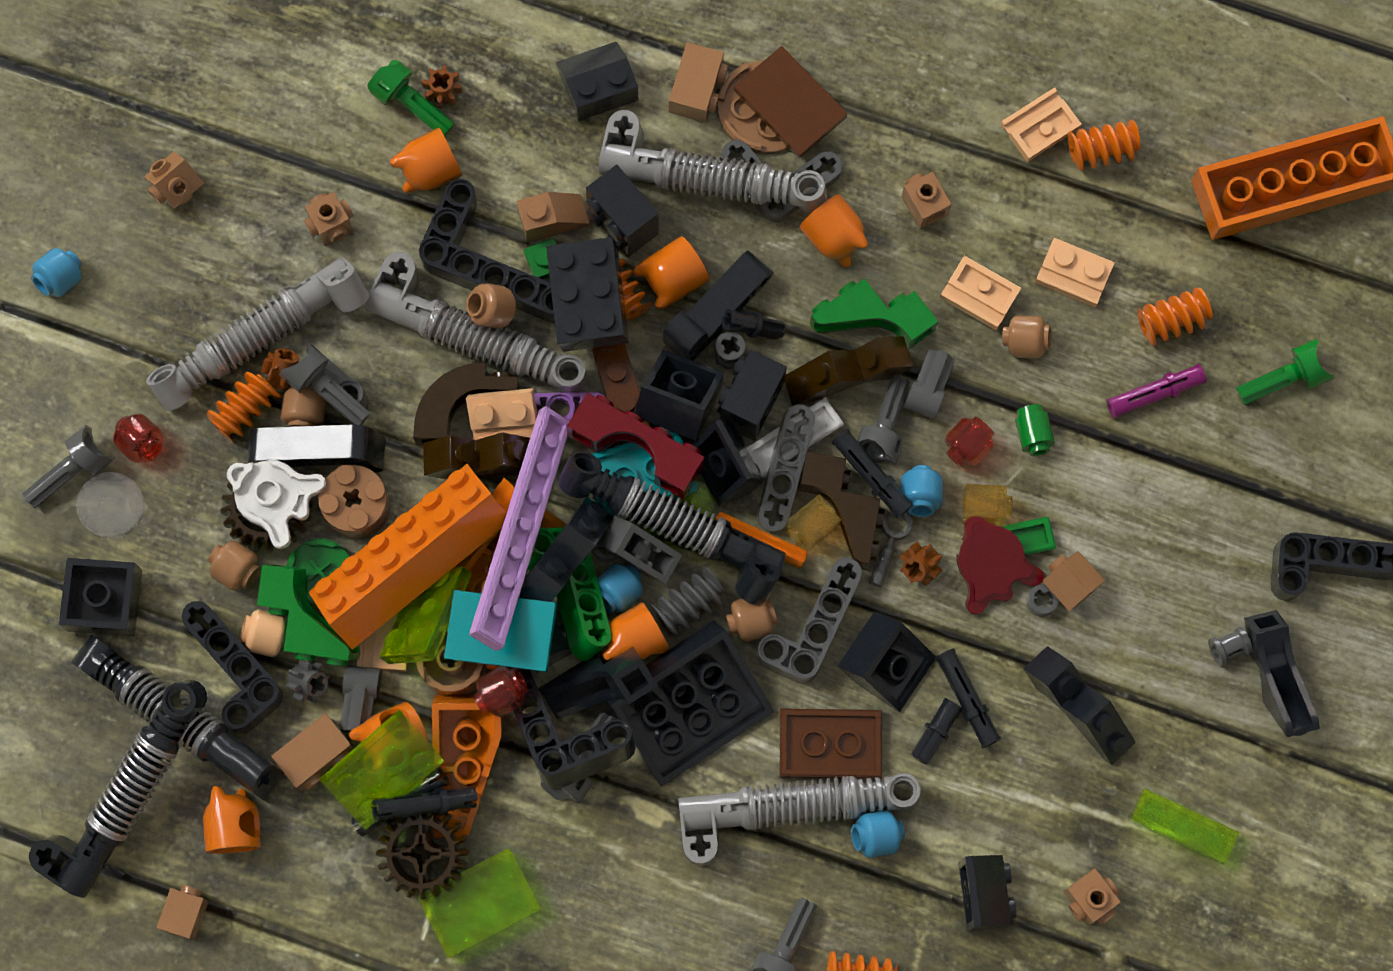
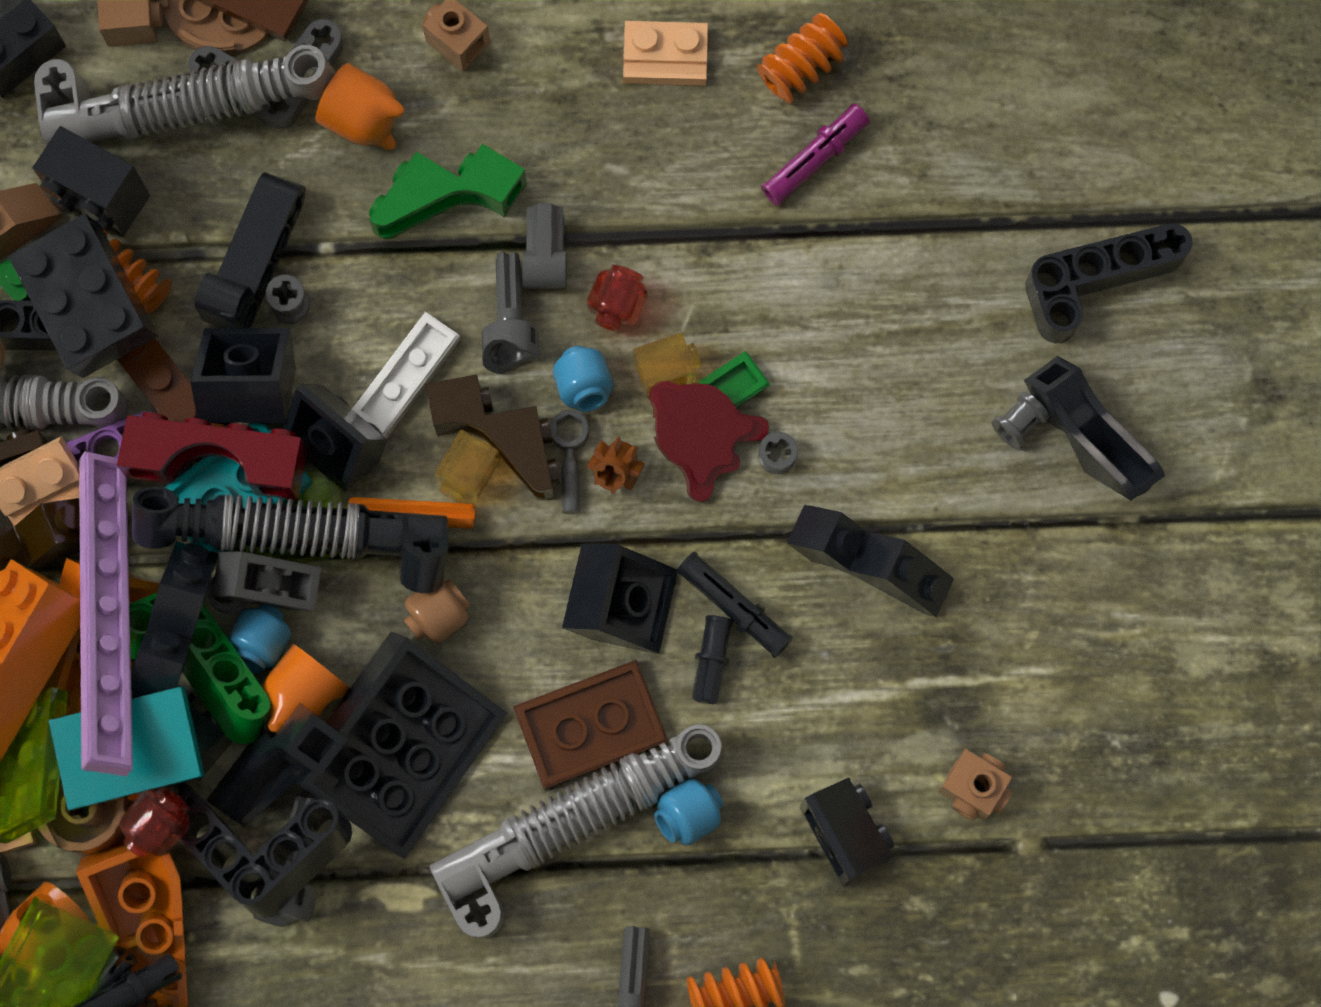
camera: 20 degrees left, 0 degrees up
(673, 272) = (182, 231): orange piece -> none
(689, 602) = (352, 620): dark grey piece -> none
(753, 324) = (303, 258): black axle -> none
(753, 393) = (333, 339): black brick -> none
(790, 469) = (408, 414): dark grey beam -> none
(818, 619) = (517, 580): dark grey beam -> none
(848, 368) = (433, 269): dark brown arch -> none
(874, 476) = (515, 380): black pin -> none
(980, 293) = (562, 118): light nougat plate -> none
(1027, 337) = (638, 148): medium nougat head -> none
(1034, 430) = (689, 254): green brick -> none
(1072, 579) = (803, 414): medium nougat brick -> none
(1184, 826) = (1050, 655): clear neon green plate -> none
(1304, 367) = (978, 60): green piece -> none

